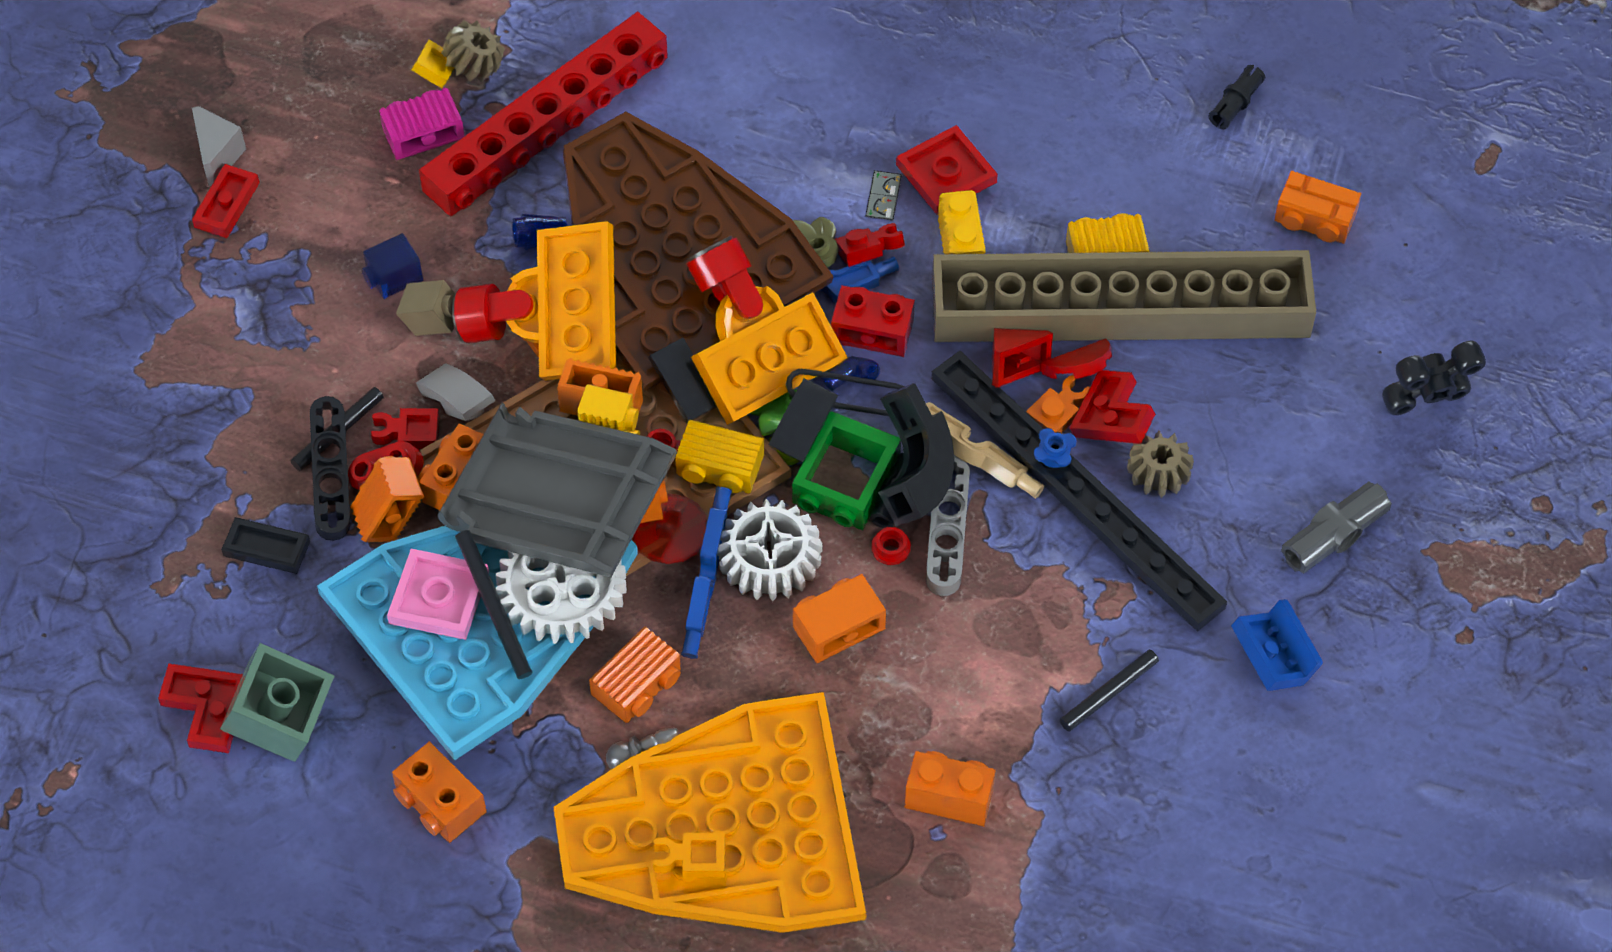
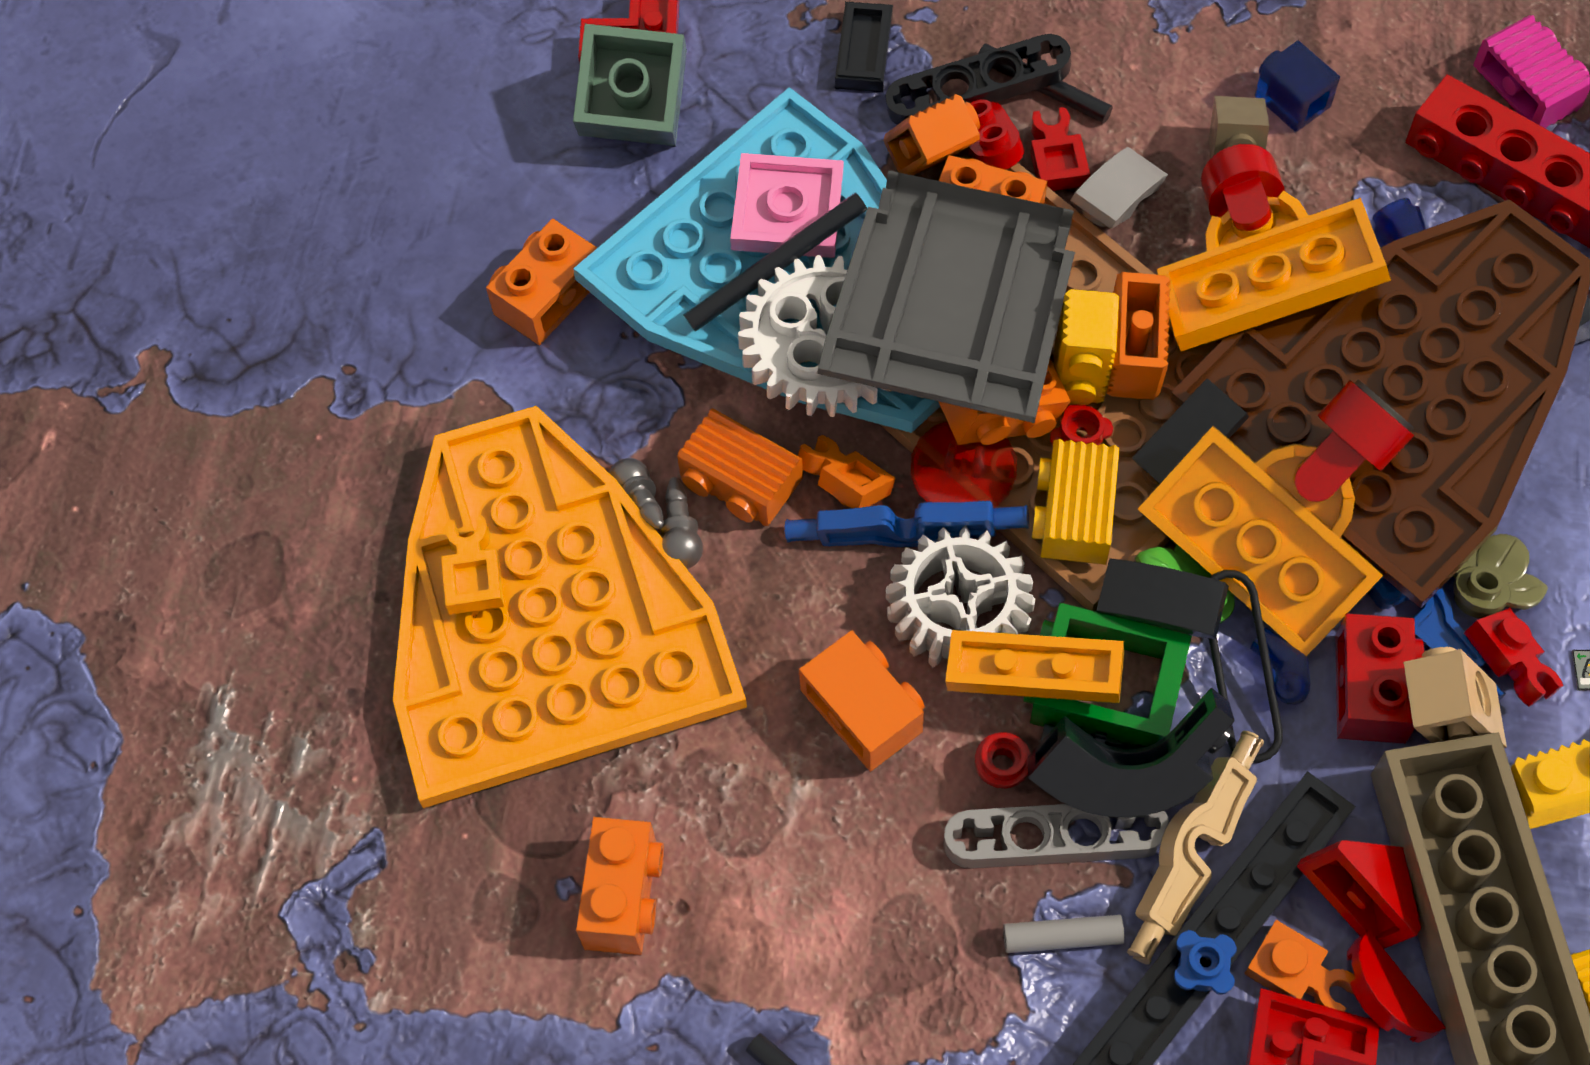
camera: 85 degrees right, 5 degrees up
(656, 605) = (848, 477): none -> orange plate
(688, 720) = (680, 529): none -> flat silver bar
(843, 499) = (1035, 666): none -> light orange plate
(905, 274) = (1452, 696): none -> tan brick
(1016, 532) = (1063, 933): none -> light grey piece

